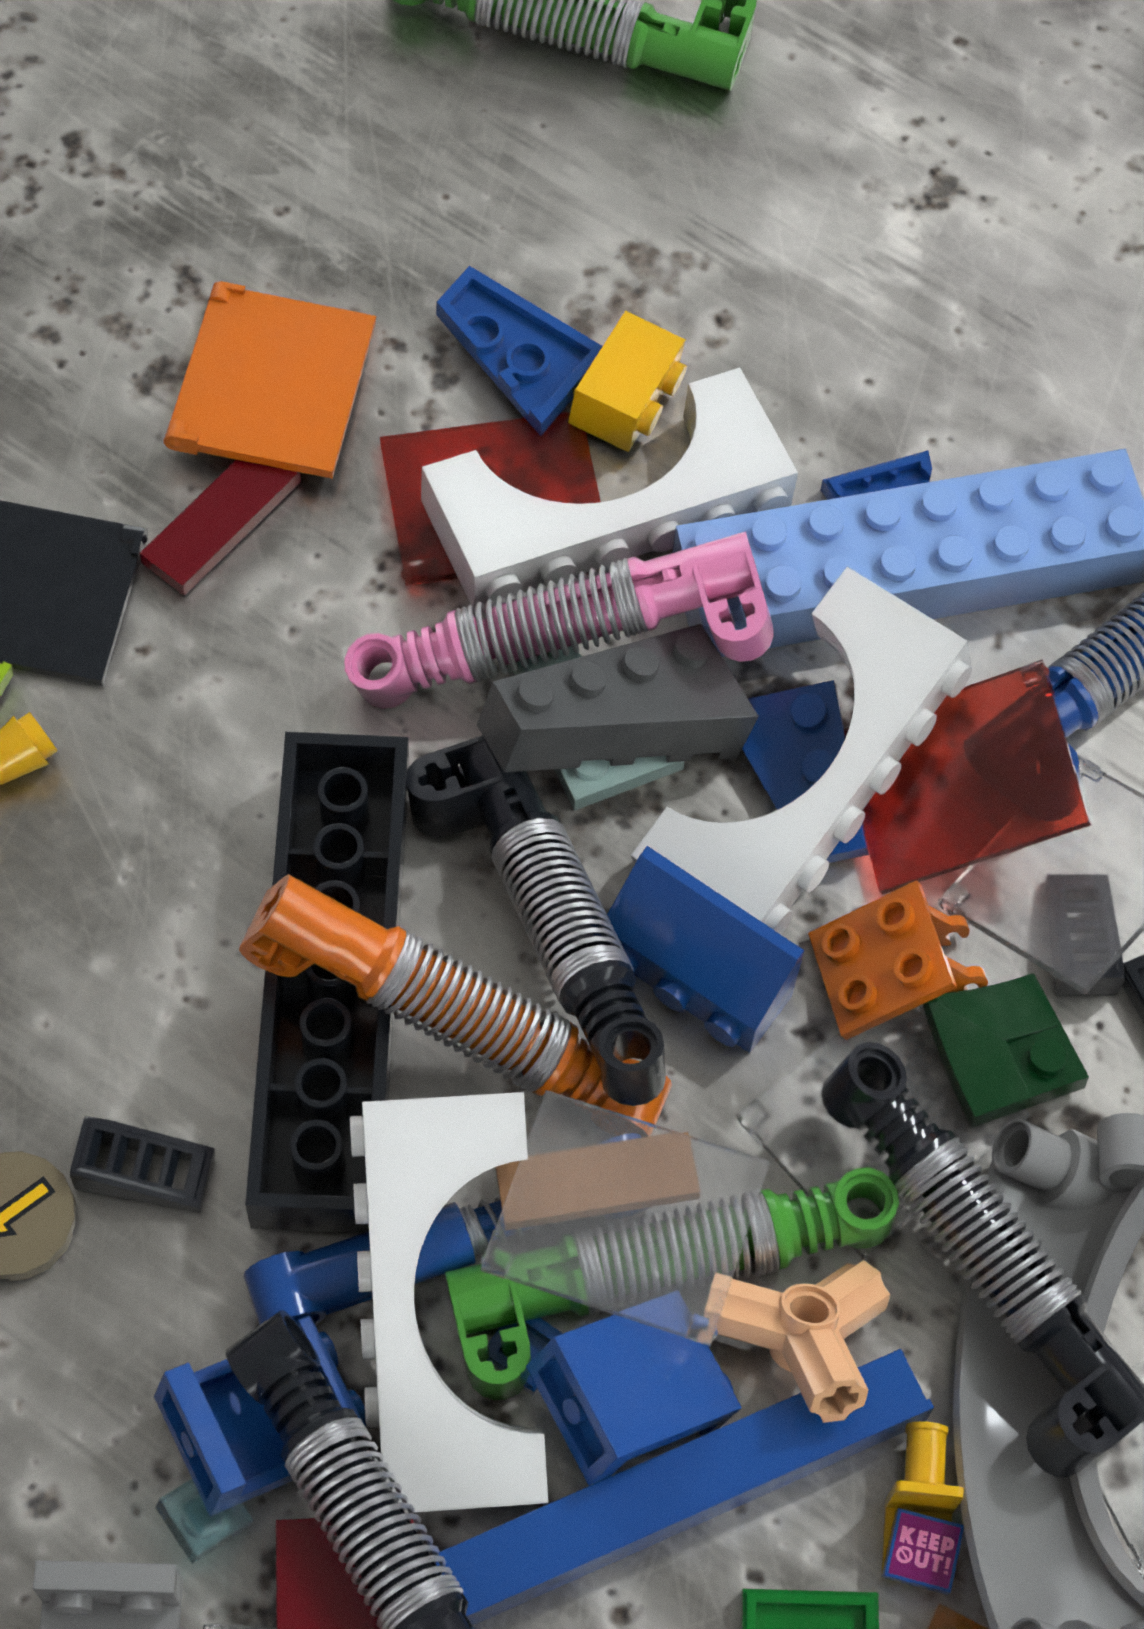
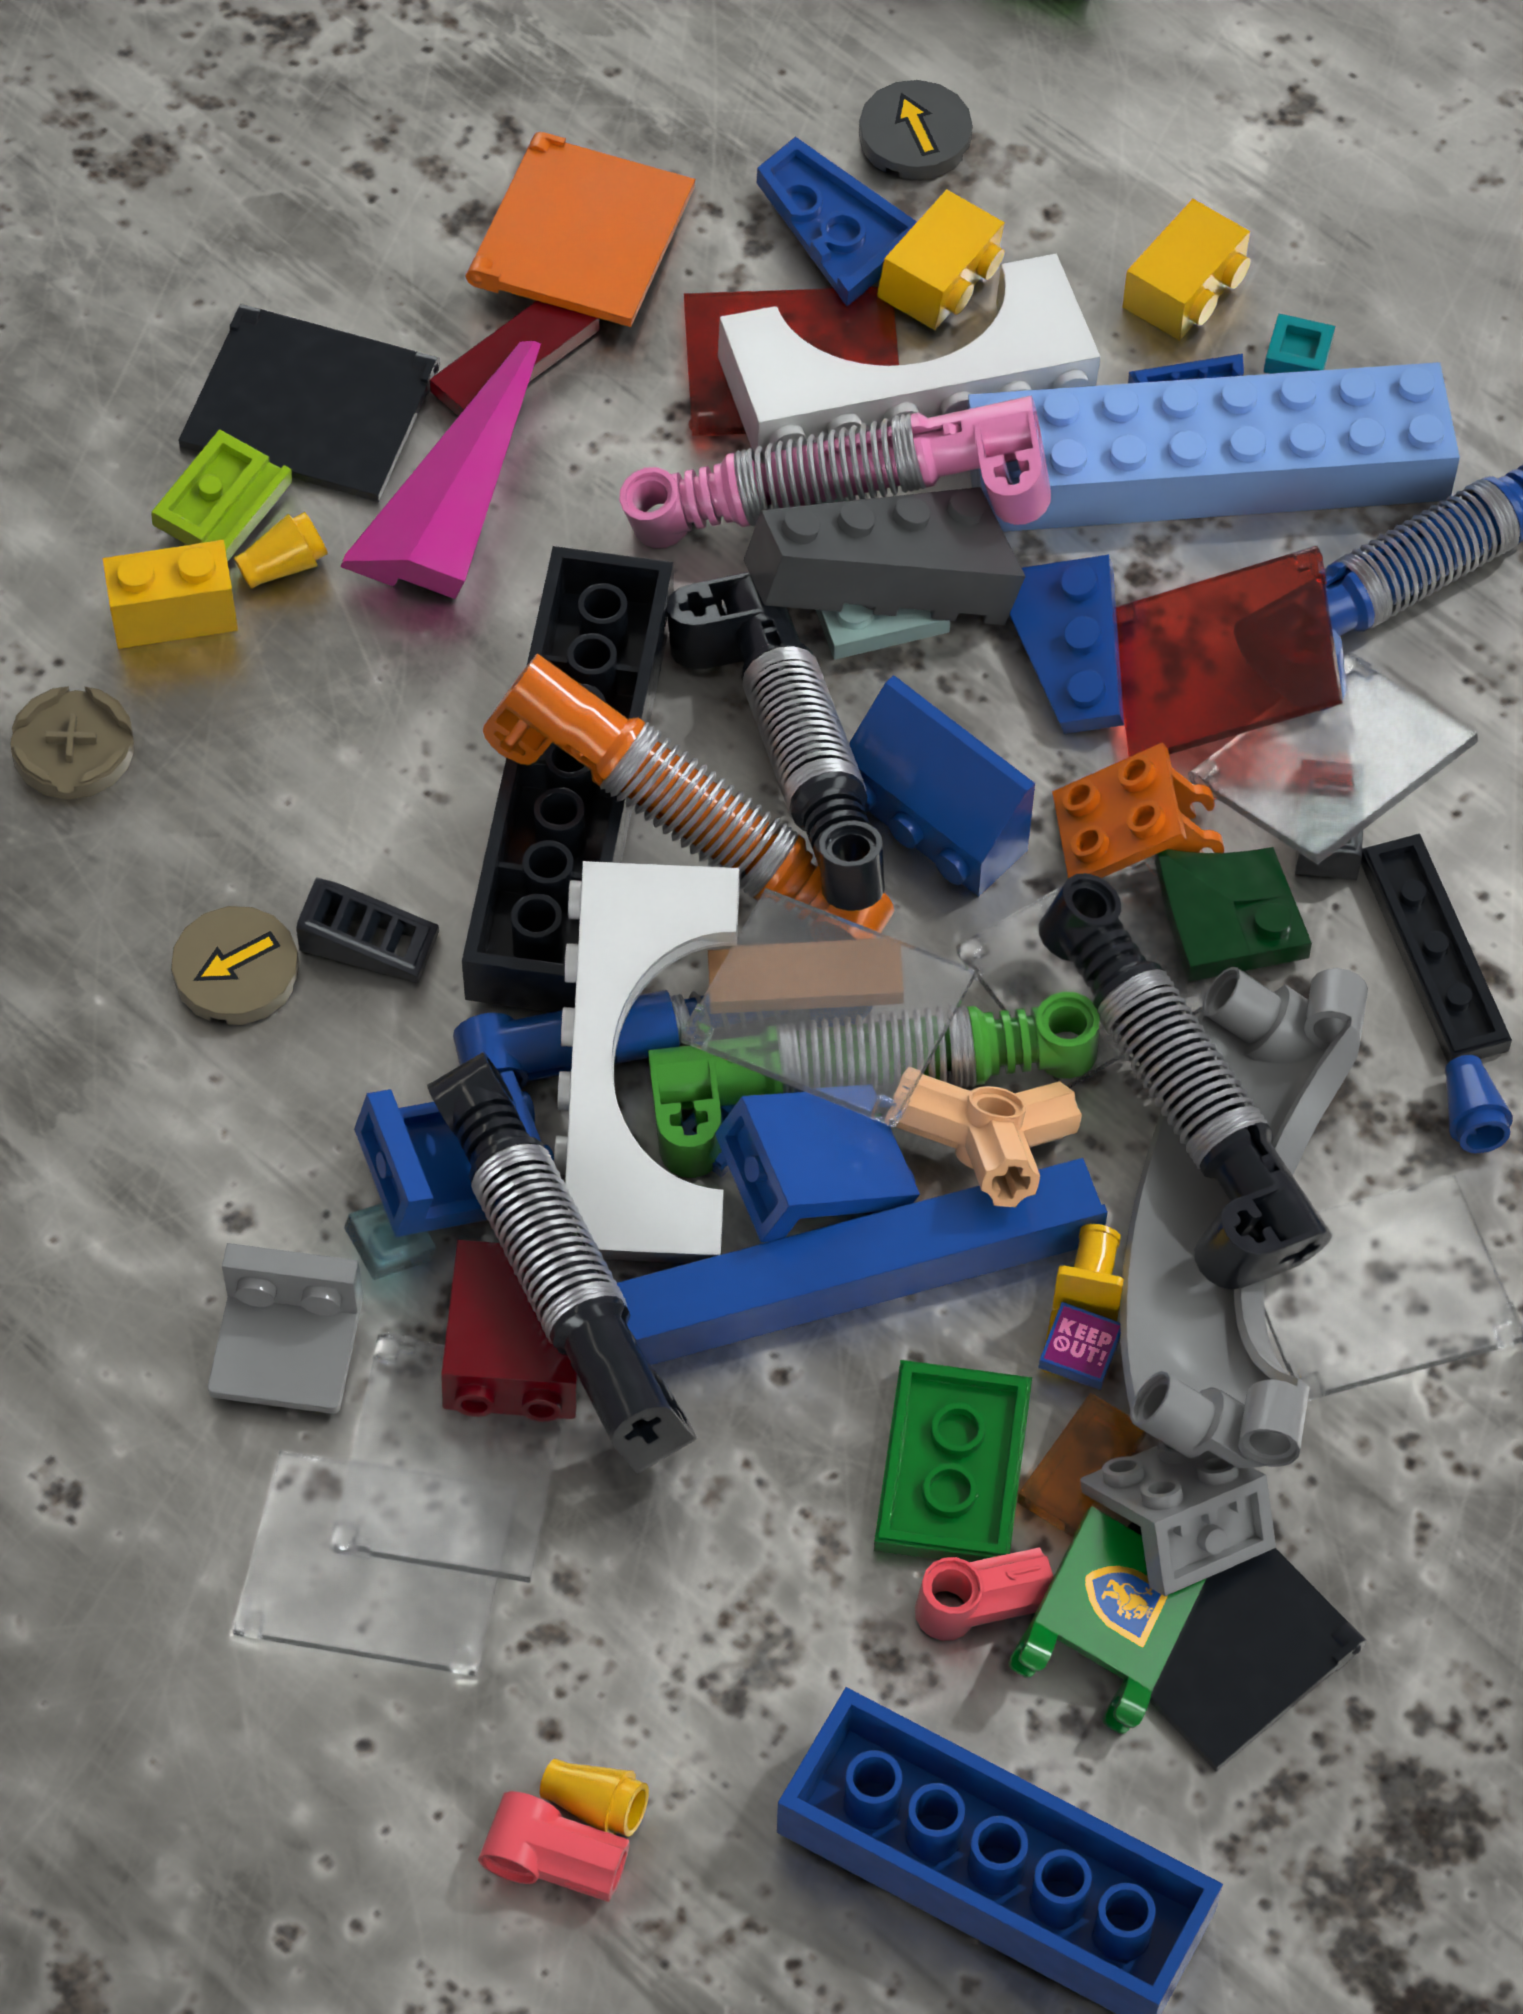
camera: 10 degrees right, 5 degrees down
(165, 696) = (439, 511): none -> dark pink wedge
(582, 245) = (915, 129): none -> dark grey tile
(864, 369) = (1187, 270): none -> yellow brick
(901, 676) = (1170, 549): white arch -> none
(982, 440) = (1298, 345): none -> teal plate

